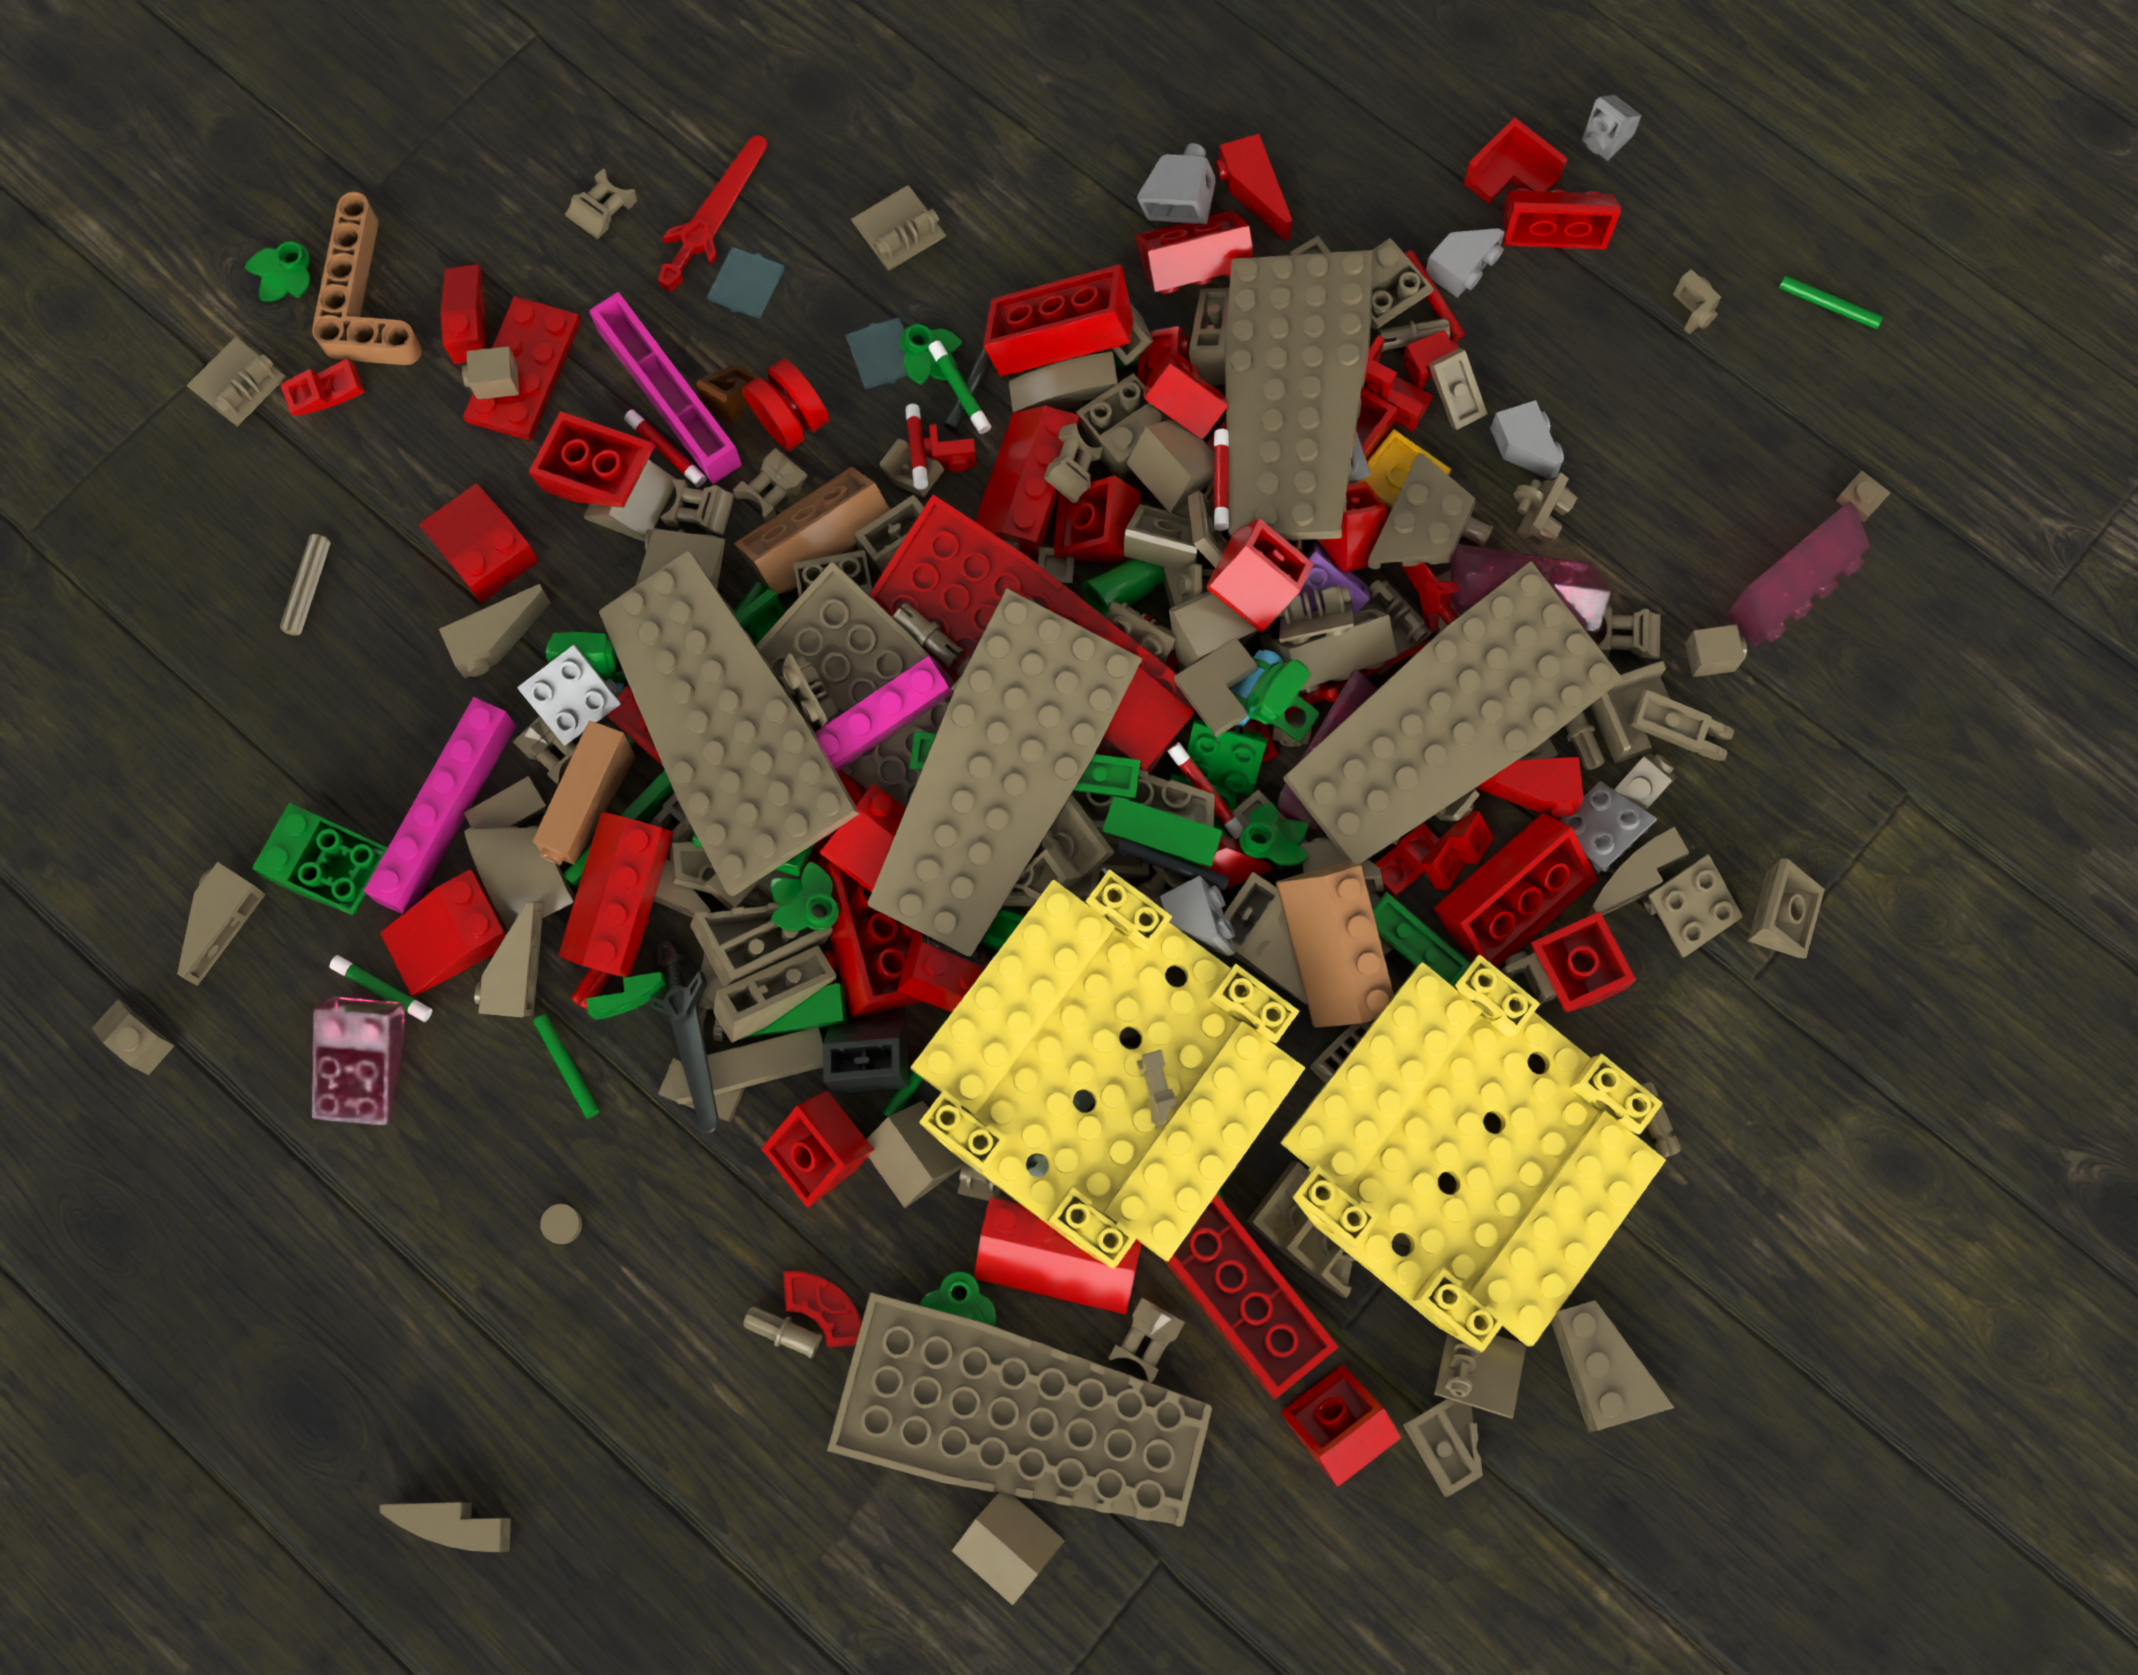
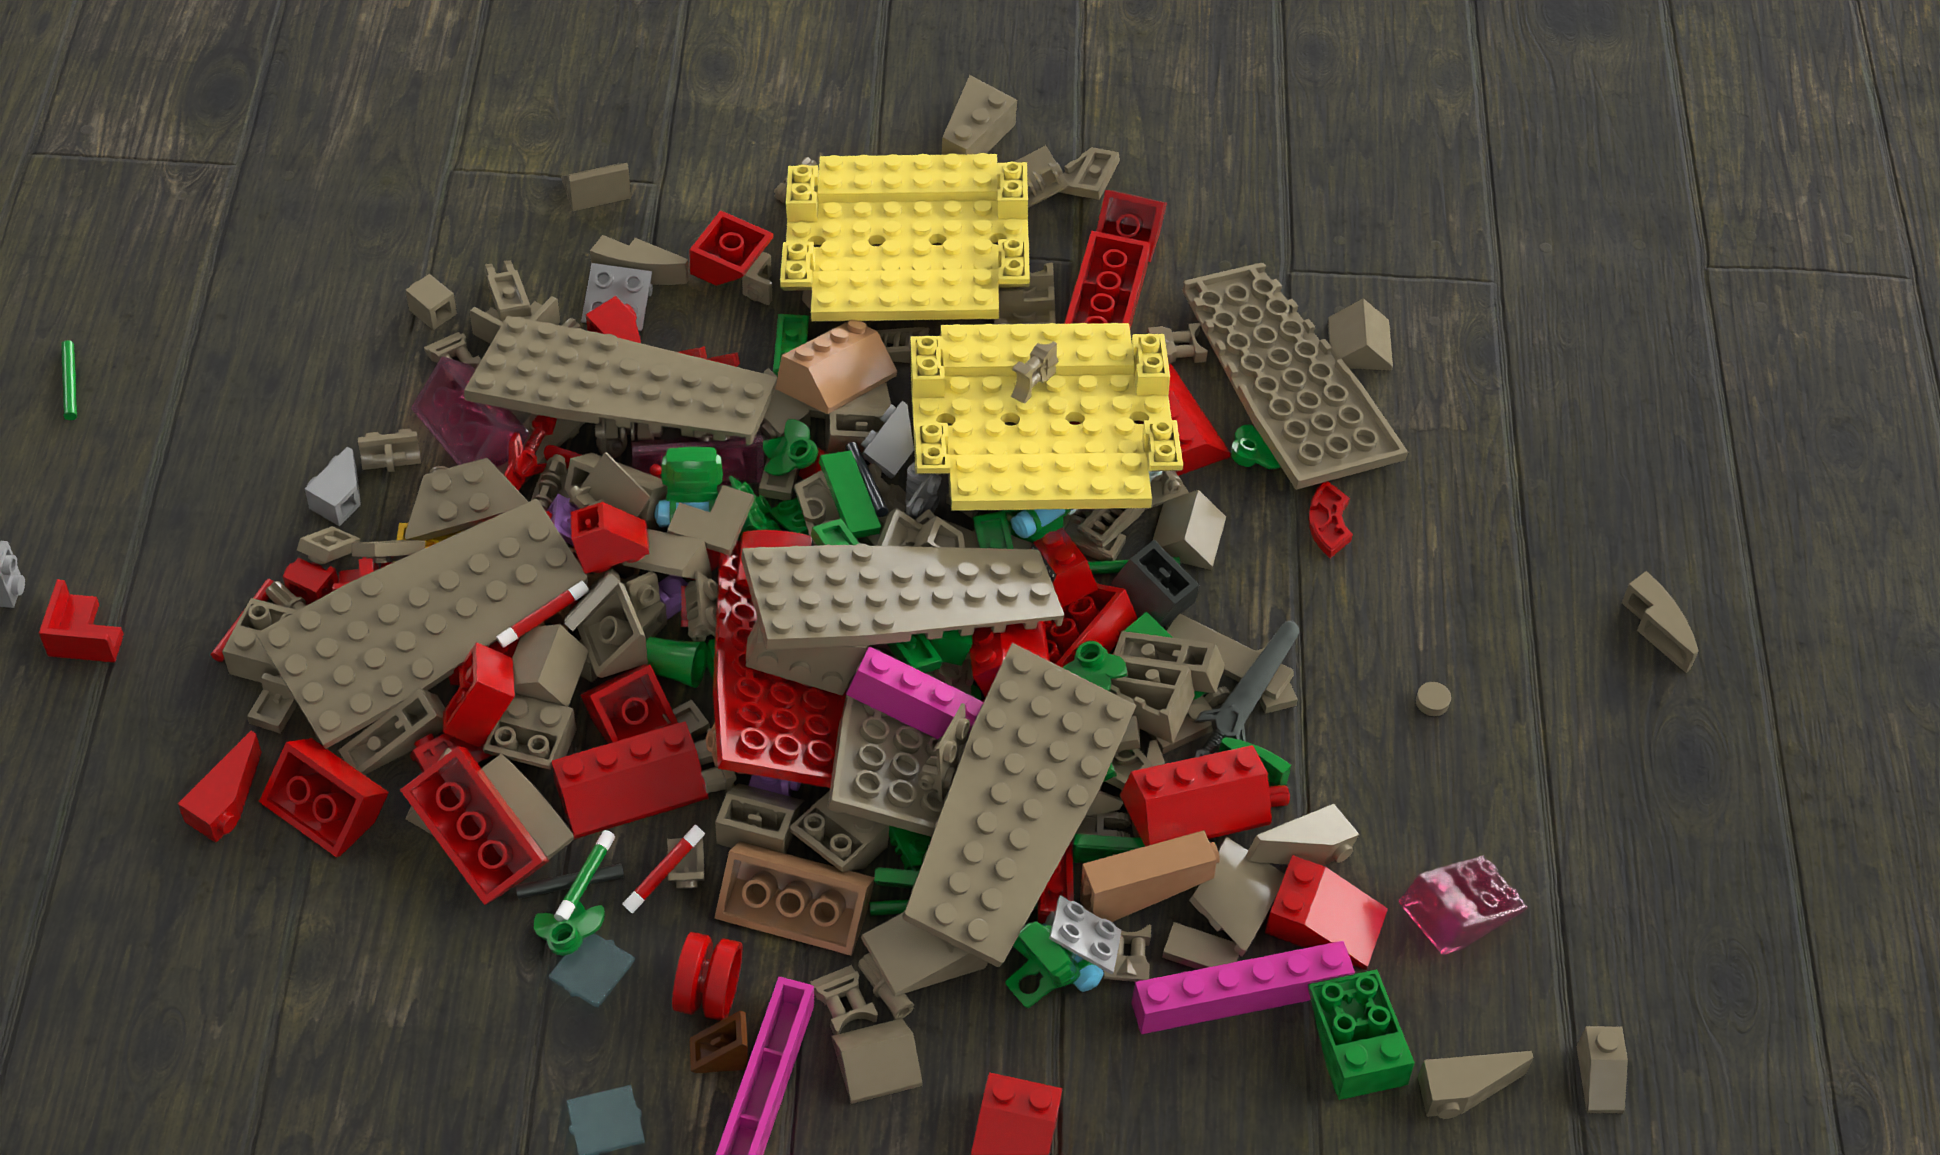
camera: 135 degrees left, 20 degrees down
(380, 987) = (1403, 934): green bar -> none
(490, 633) = (1079, 1064): dark tan slope -> none
(566, 1066) = (1336, 769): green bar -> none
(589, 462) = (878, 1081): red slope -> none
(665, 448) = (811, 1067): red bar -> none
(779, 472) = (764, 955): dark tan piece -> none
(782, 1331) = (1366, 527): dark tan axle -> none
(817, 1148) = (1239, 580): red slope -> none
(898, 227) = (460, 1034): dark tan hinge -> none
(928, 635) = (829, 717): dark tan pin -> none
(952, 455) = (649, 843): red bracket -> none
(1064, 473) = (606, 731): dark tan piece -> none
(1179, 188) = (269, 833): light grey torso -> none
(1200, 782) = (788, 509): red bar -> none
(1405, 418) = (380, 549): none -> dark tan plate
(1462, 256) = (198, 611): light grey slope -> none
(1517, 891) = (705, 317): red slope -> none
(1559, 219) = (112, 565): red slope -> none
(1647, 780) = (565, 287): dark tan bracket -> none
(1694, 905) = (626, 224): dark tan hinge -> none
(1699, 297) = (128, 447): dark tan bracket -> none
(1800, 577) = (335, 283): clear pink slope -> none
(1864, 494) = (232, 287): dark tan plate -> none

